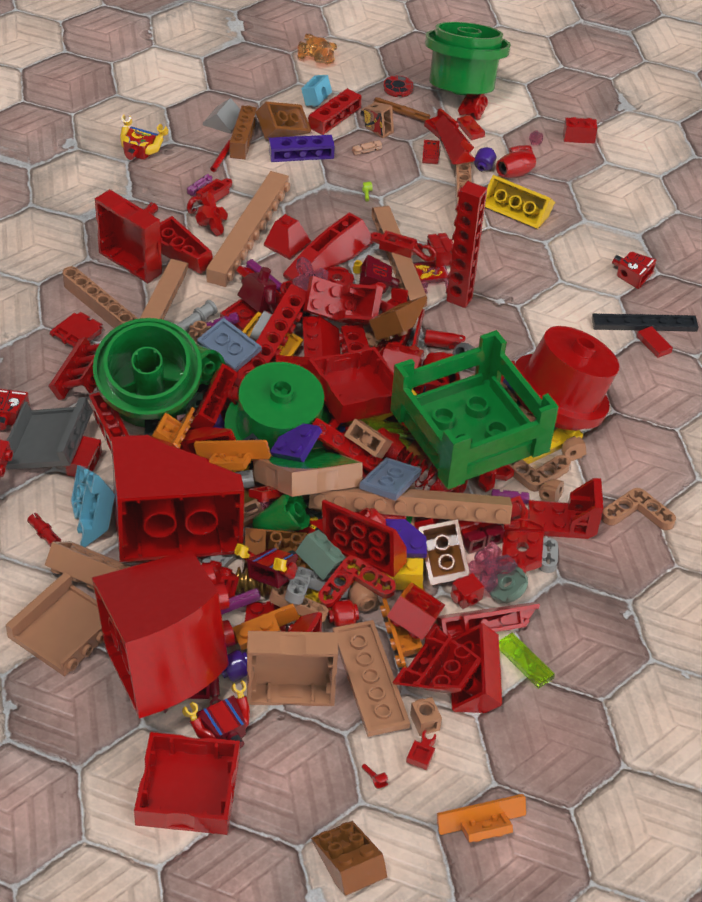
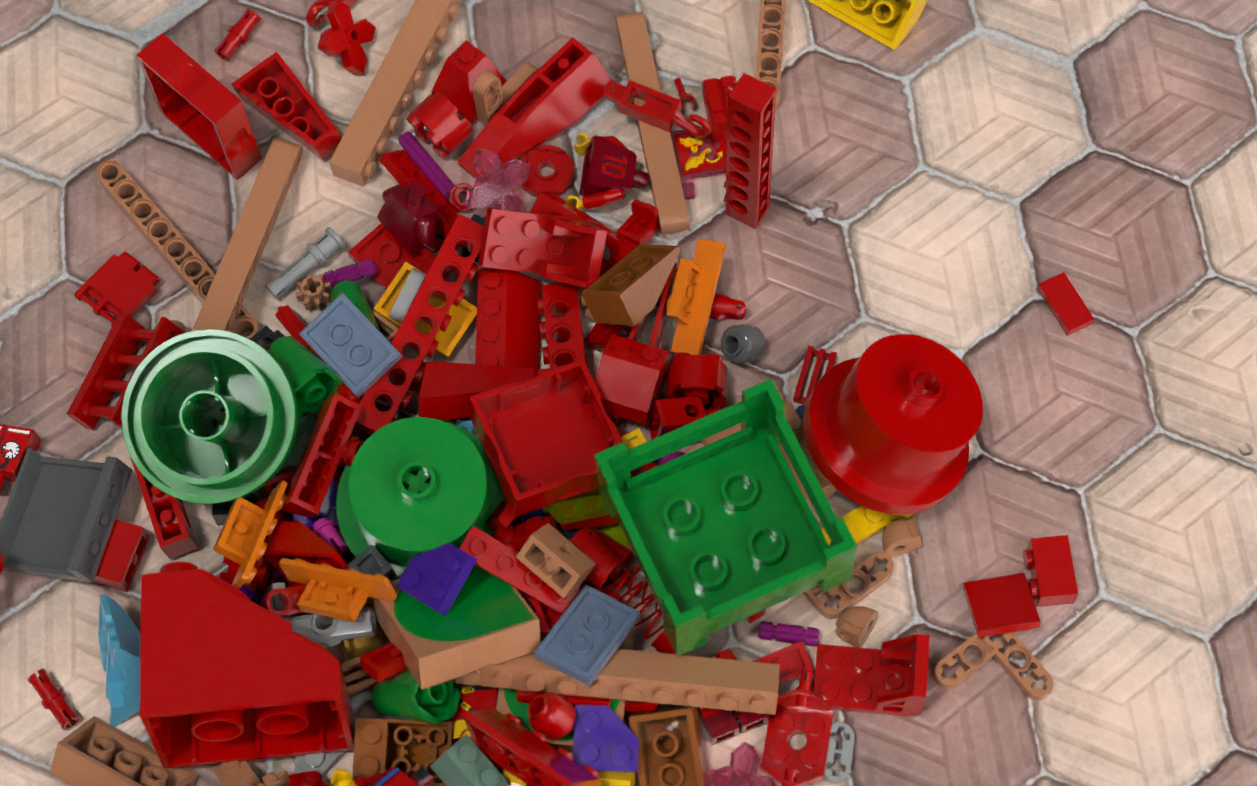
camera: 10 degrees right, 20 degrees up
(272, 252) = (439, 123): none -> red brick
(303, 235) = (490, 95): none -> nougat beam
(435, 325) = (694, 295): none -> orange bracket
(634, 268) = (1050, 144): red torso -> none
(638, 322) = (1054, 259): black tile -> none
(639, 480) = (1001, 605): none -> red tile
(666, 464) = (1051, 571): none -> red brick

